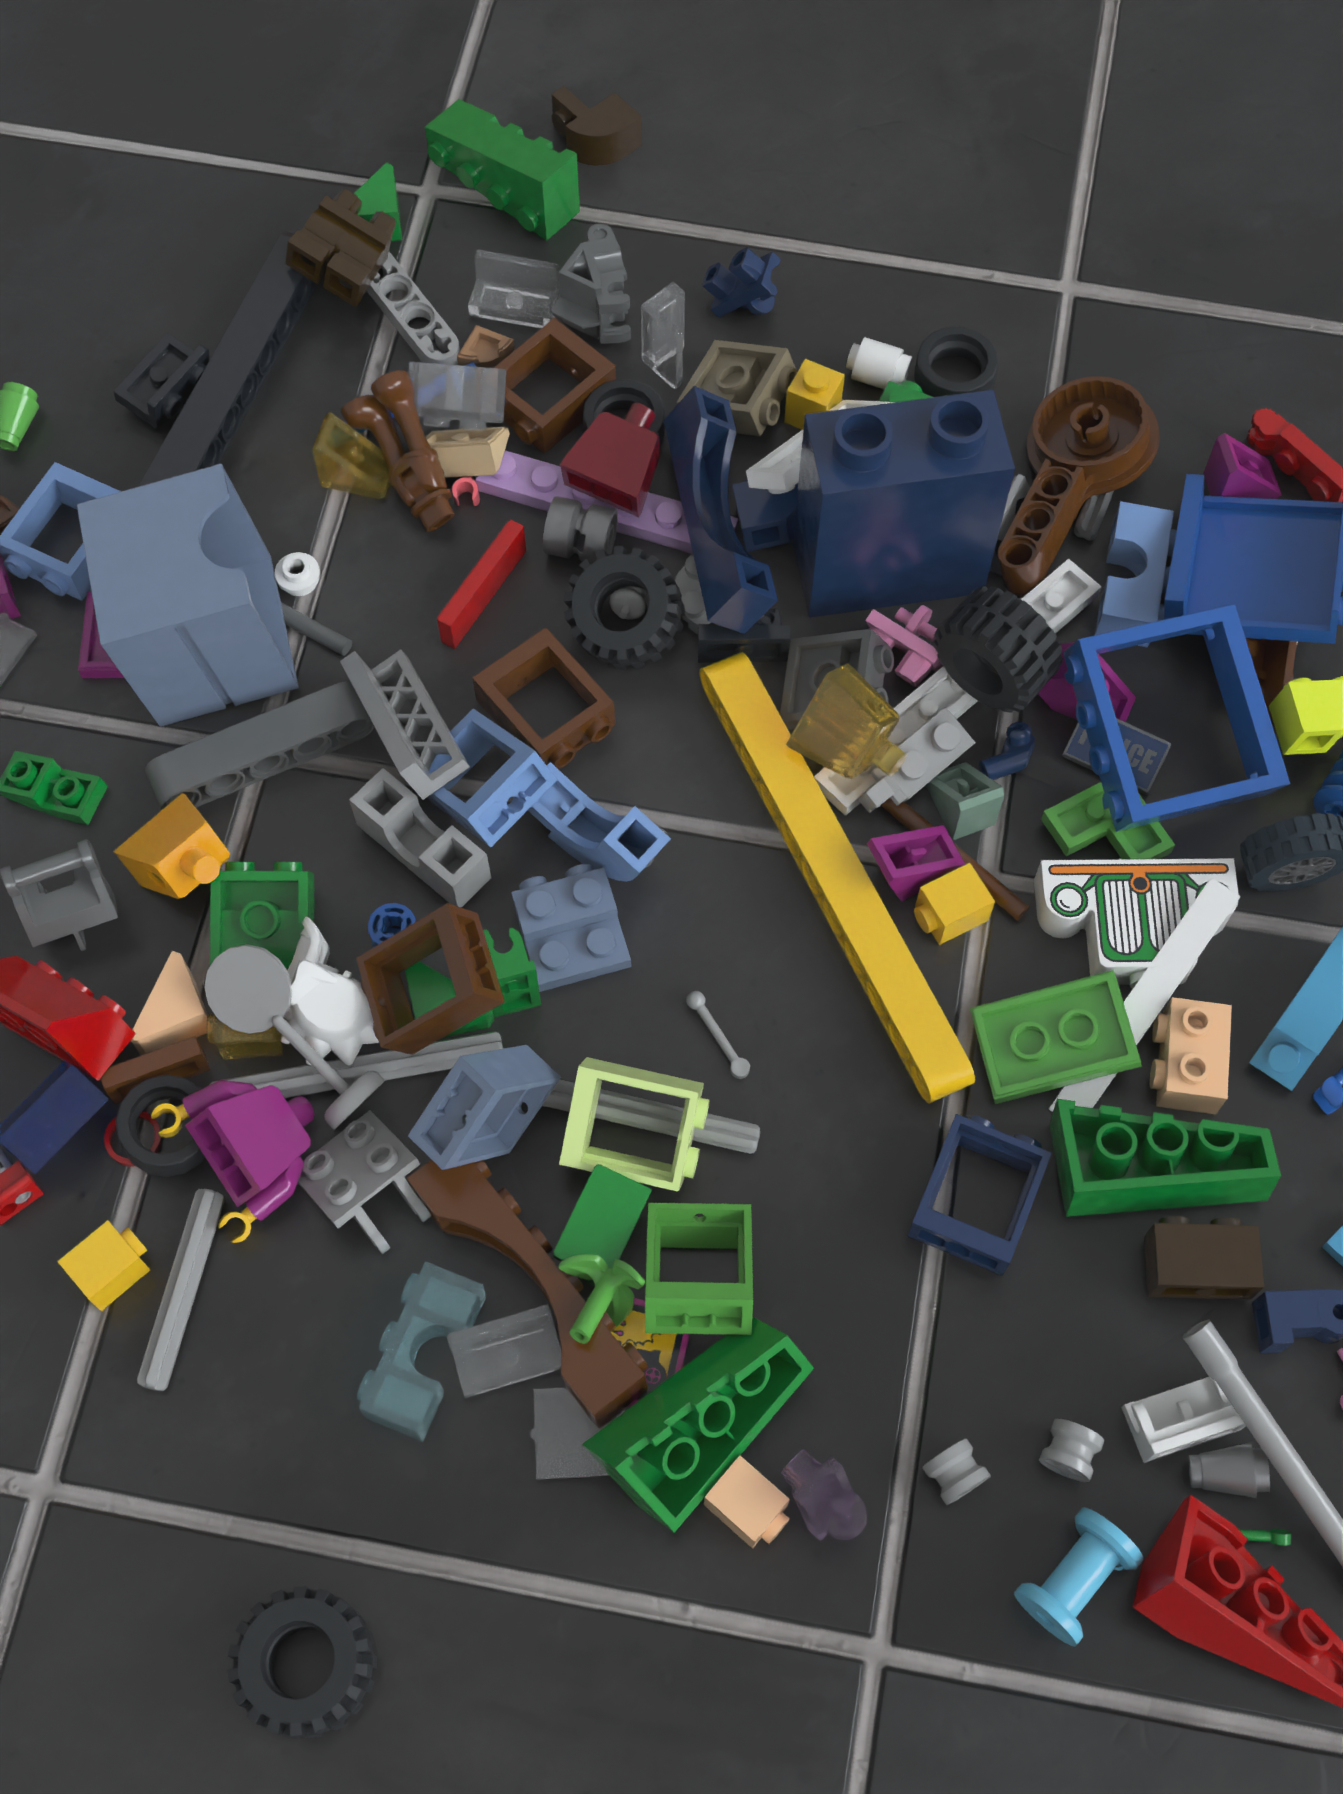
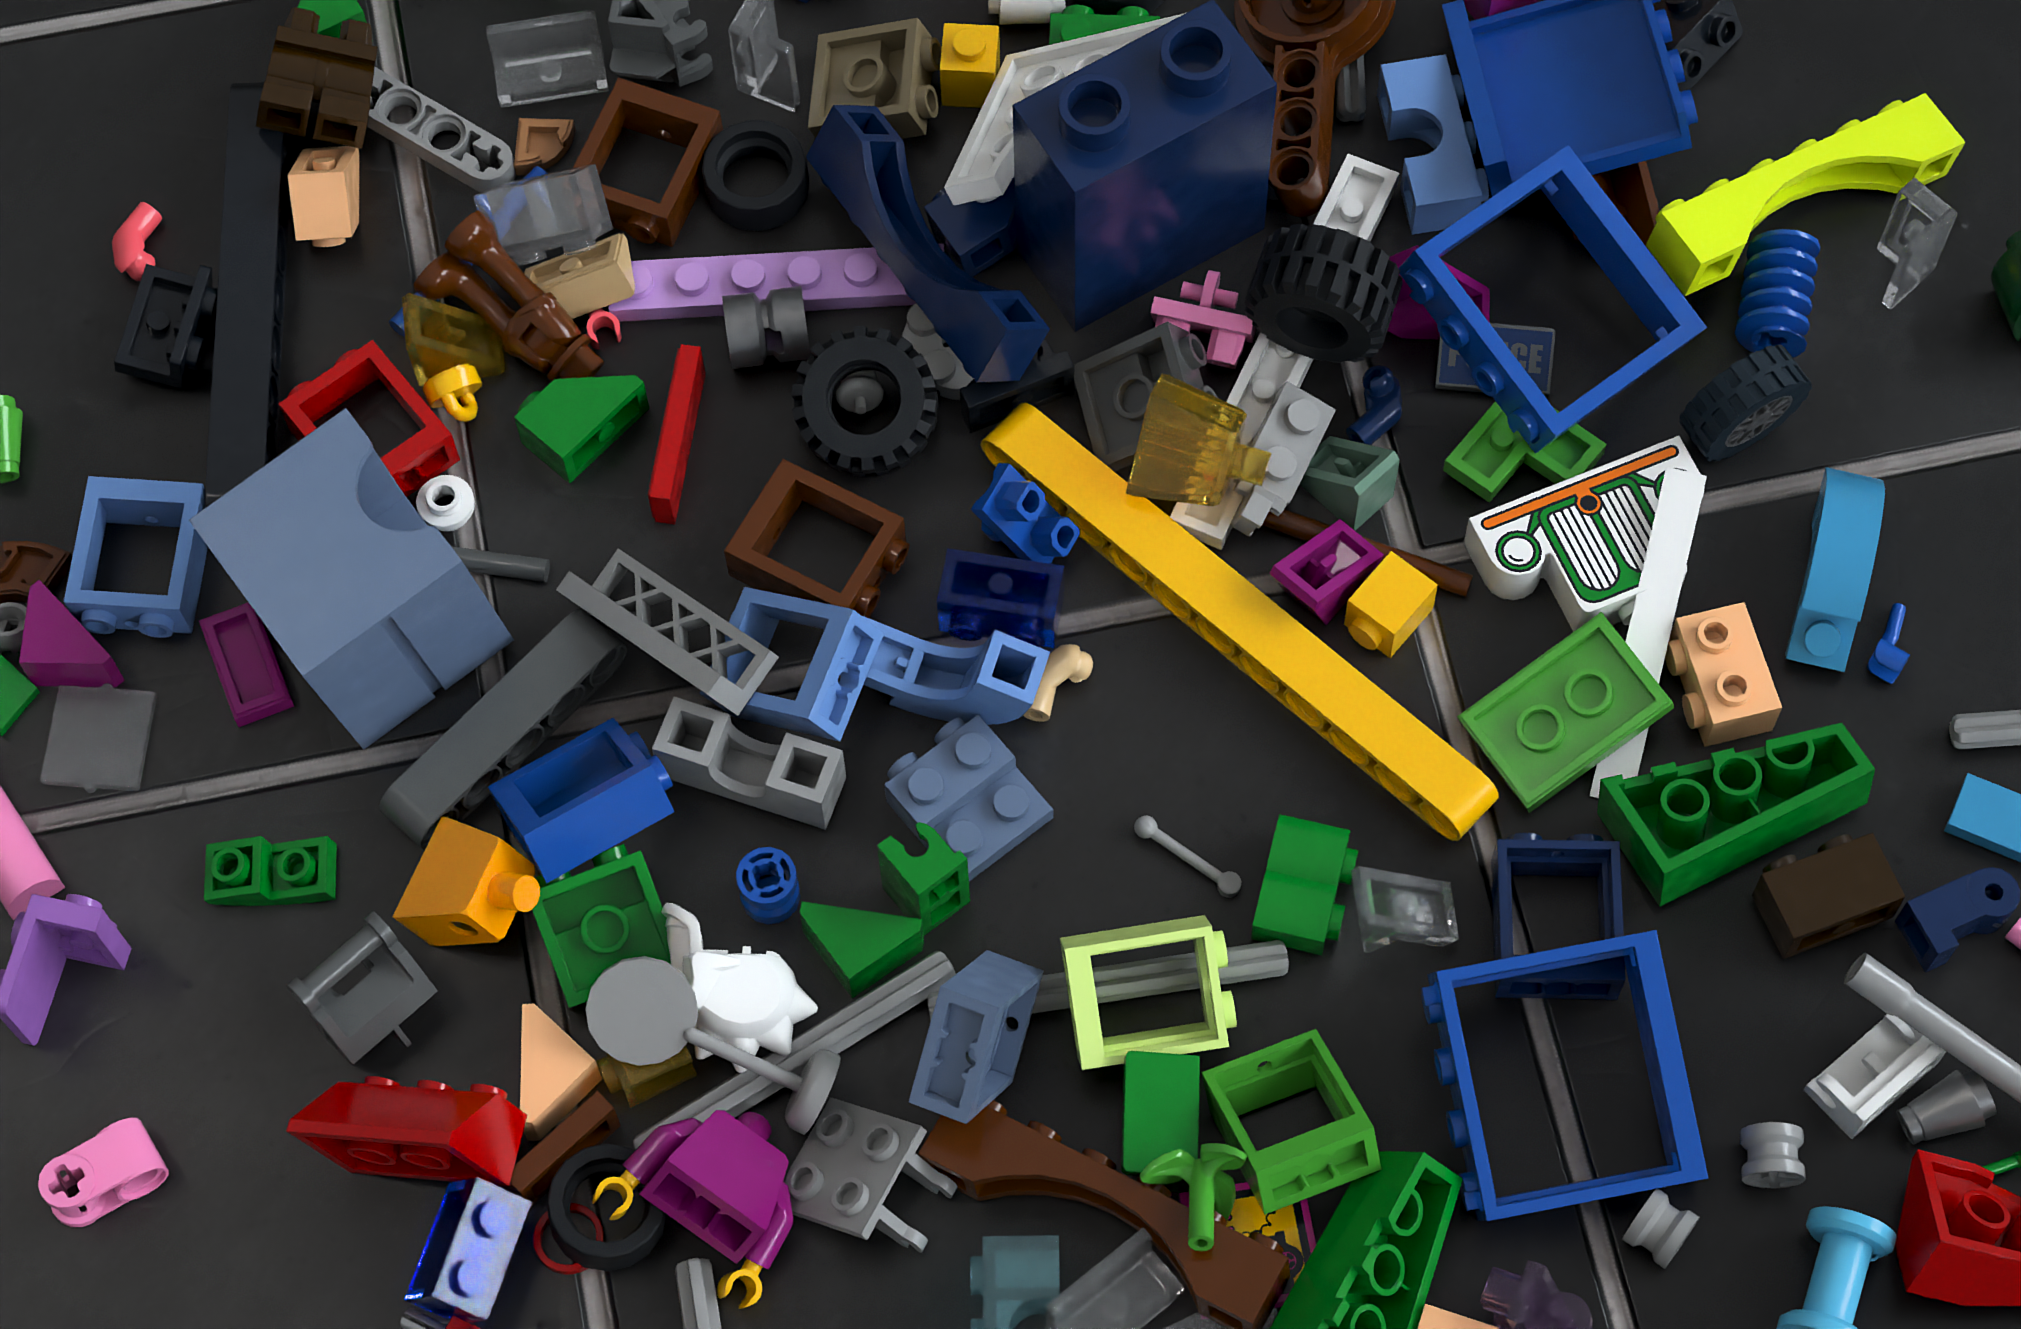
camera: 20 degrees left, 0 degrees up
(173, 313) = (130, 239): none -> coral arm
(285, 818) = (583, 798): none -> blue window
(293, 532) = (411, 462): none -> red window
(314, 329) = (325, 194): none -> light nougat slope
(339, 493) = (450, 387): none -> yellow tile
(418, 548) = (579, 419): none -> green slope
(470, 969) = (891, 878): reddish brown window -> none
(615, 459) = (775, 226): dark red torso -> none
(660, 787) = (1000, 594): none -> clear blue brick
(674, 858) = (1063, 663): none -> tan arm
(703, 736) = (1023, 519): none -> blue hips
(793, 1089) = (1302, 885): none -> green brick
(860, 1137) = (1403, 908): none -> clear slope
(1013, 1338) = (1662, 1059): none -> blue window

